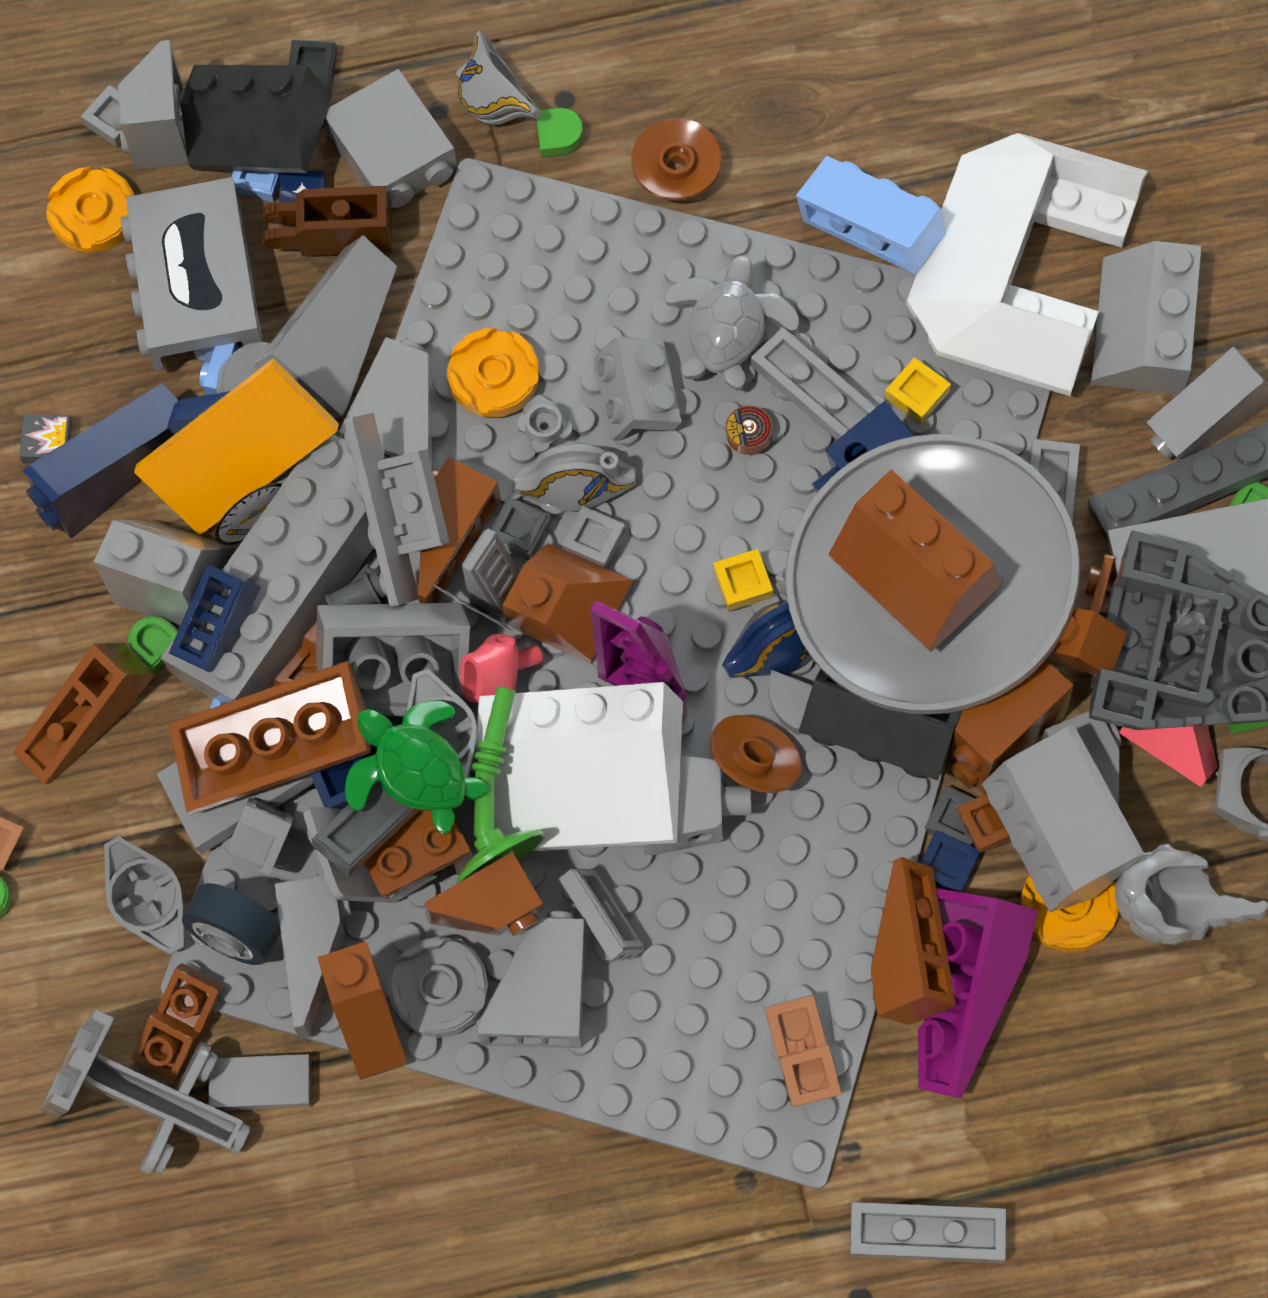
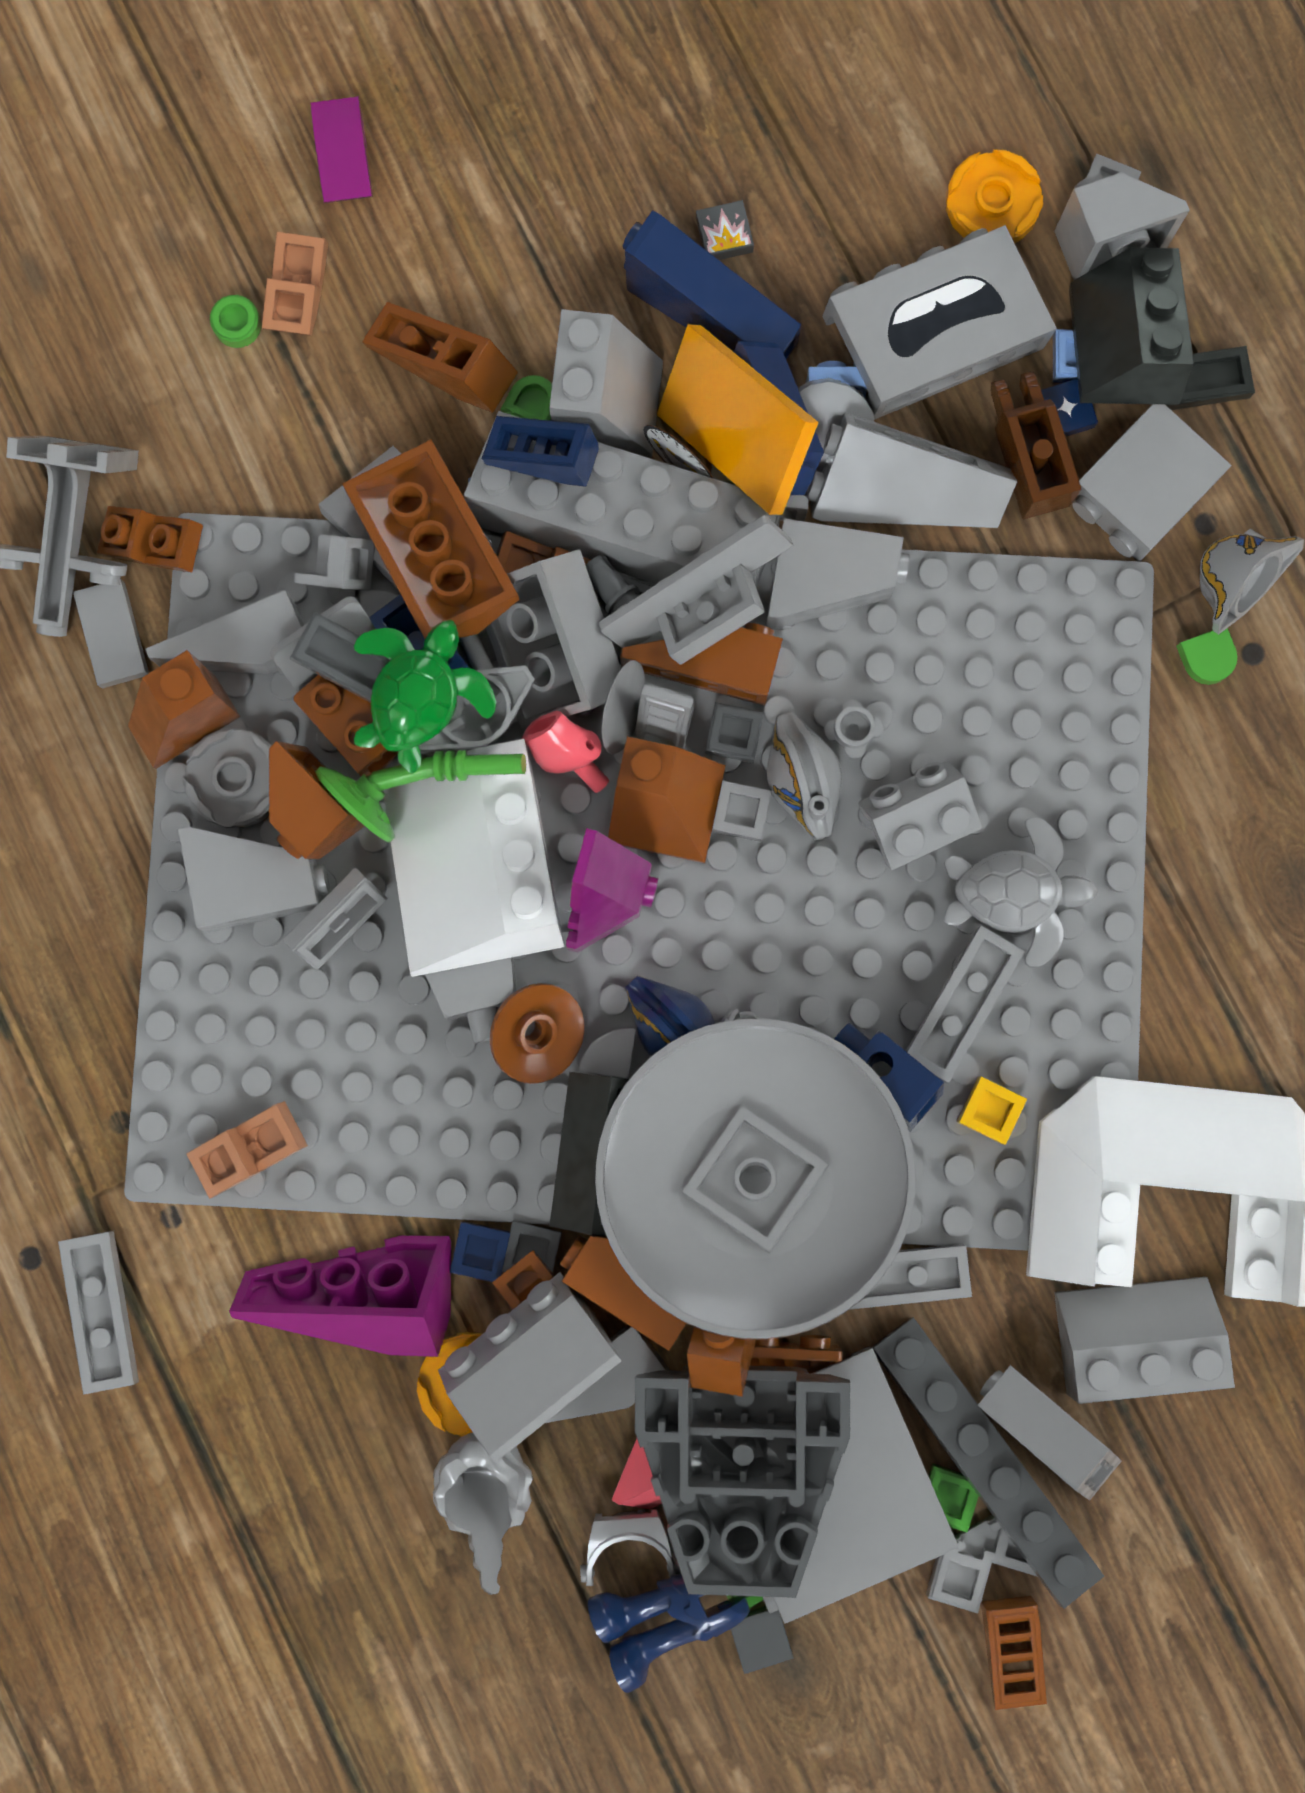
camera: 75 degrees right, 15 degrees up
(143, 895) = (256, 466): light grey hat -> none
(232, 923) = (237, 559): black wheel -> none
(493, 372) = (903, 660): light orange tile -> none
(672, 143) = (1227, 784): dark orange dish -> none
(743, 580) = (731, 975): yellow tile -> none
(749, 430) = (902, 942): tile -> none
(871, 214) = (1188, 1016): light blue brick -> none
(910, 950) = (369, 1236): dark orange slope -> none
(913, 561) = (752, 1155): dark orange slope -> none

